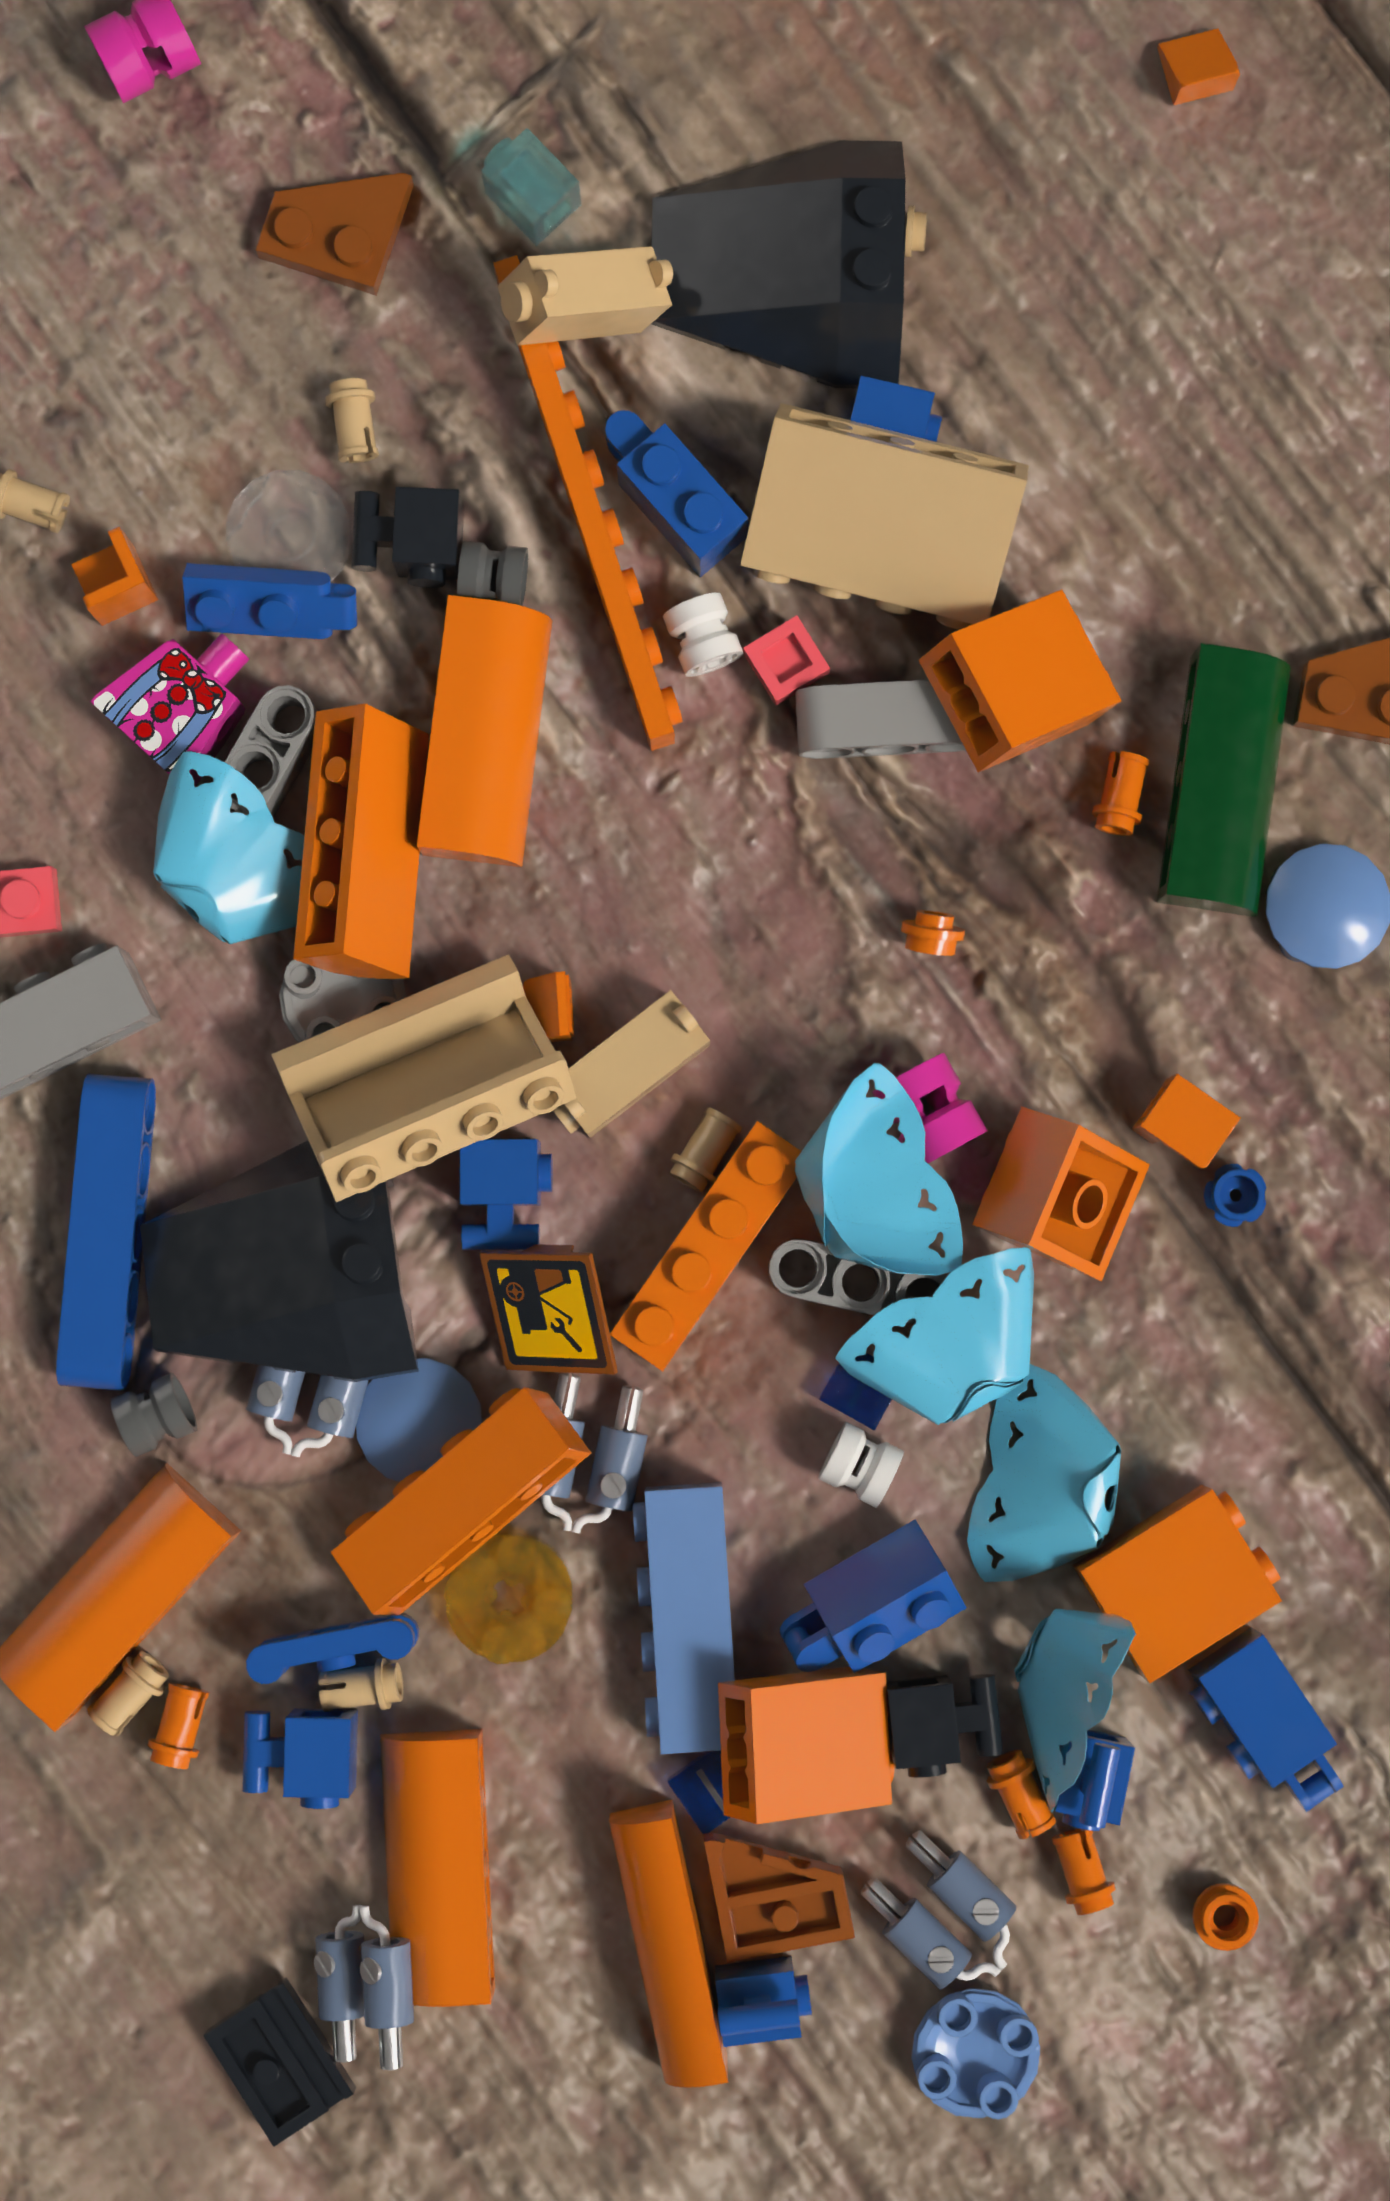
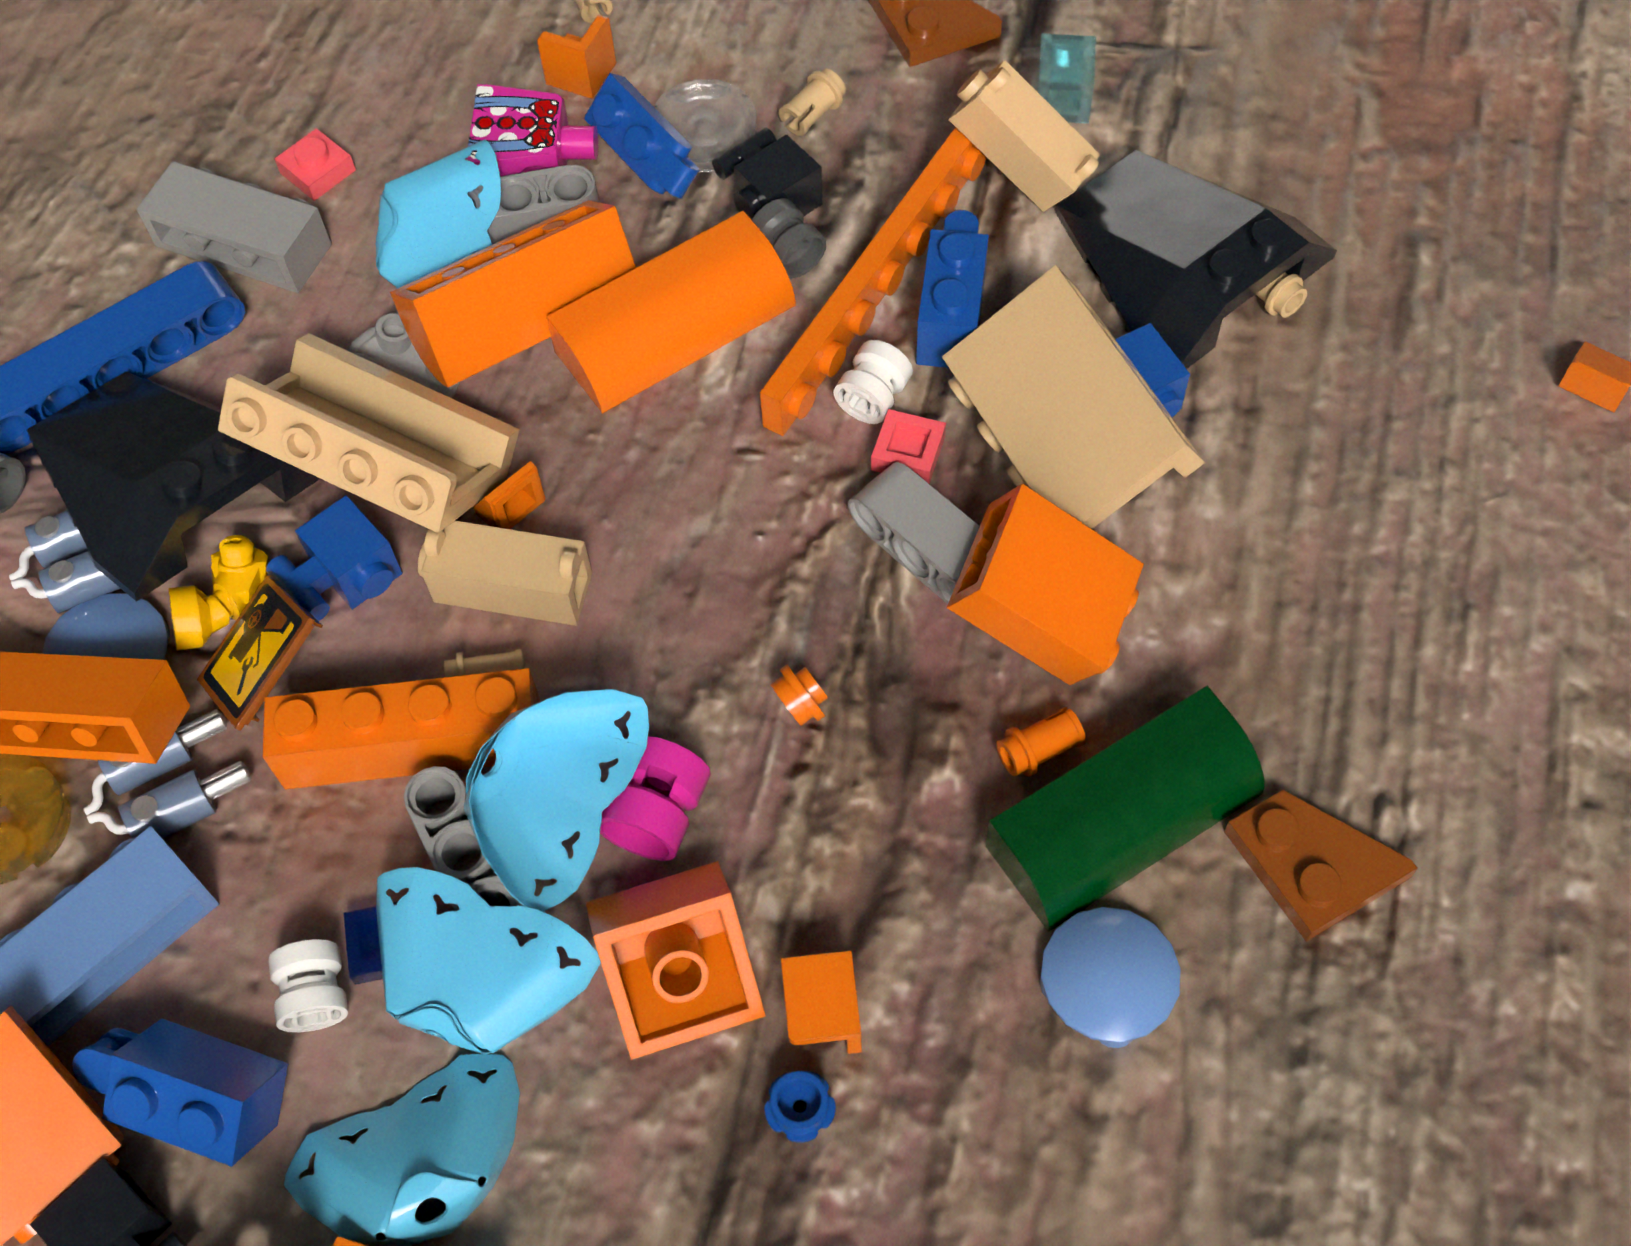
camera: 50 degrees right, 25 degrees down
(442, 1275) = (235, 577): none -> yellow arm

